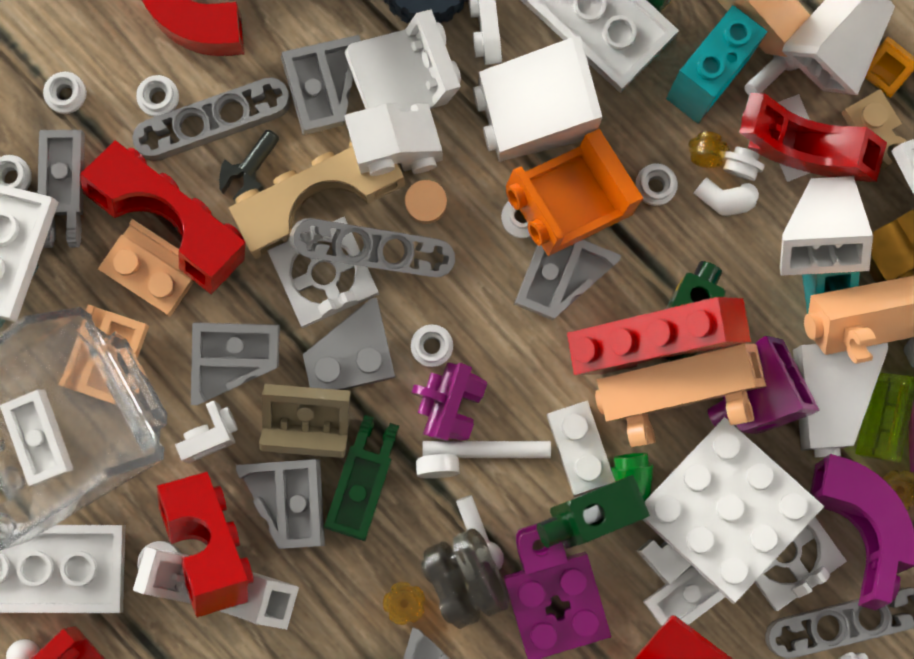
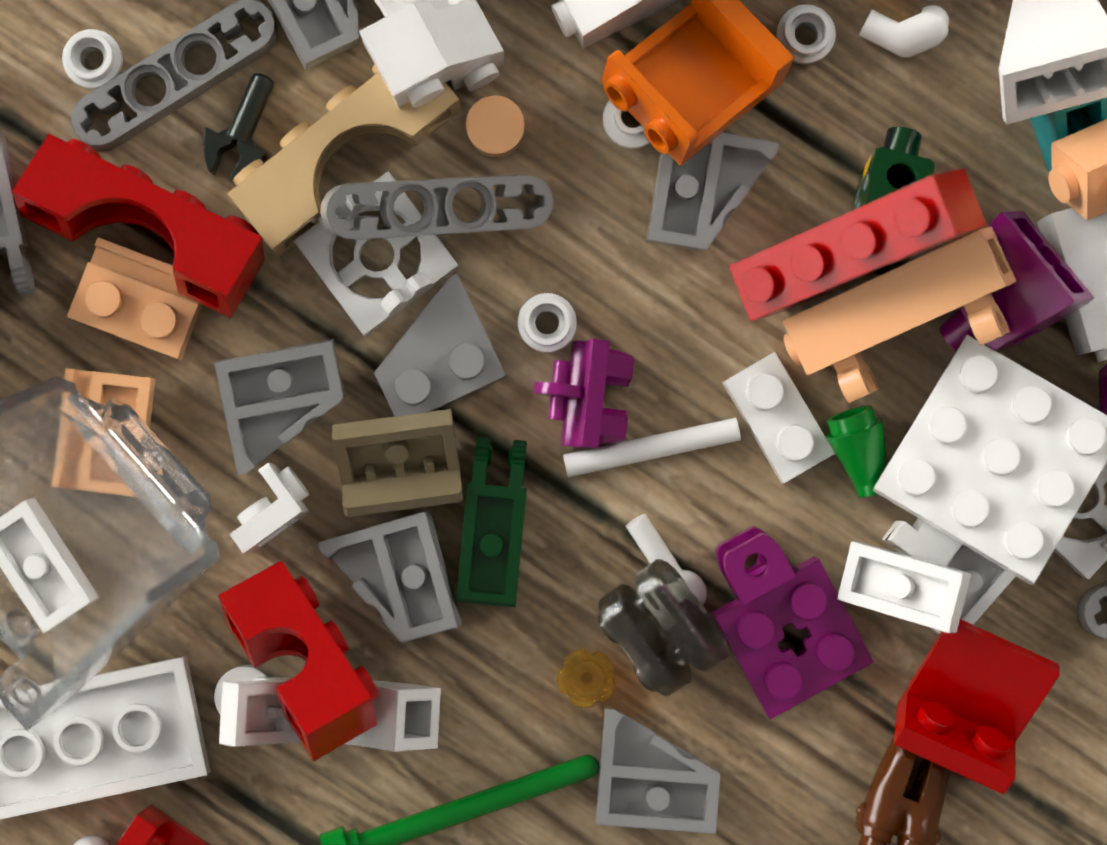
camera: 15 degrees left, 5 degrees up
(437, 466) = (591, 485): white tile -> none
(594, 514) = (819, 504): dark green torso -> none
(643, 586) = (904, 586): none -> white plate

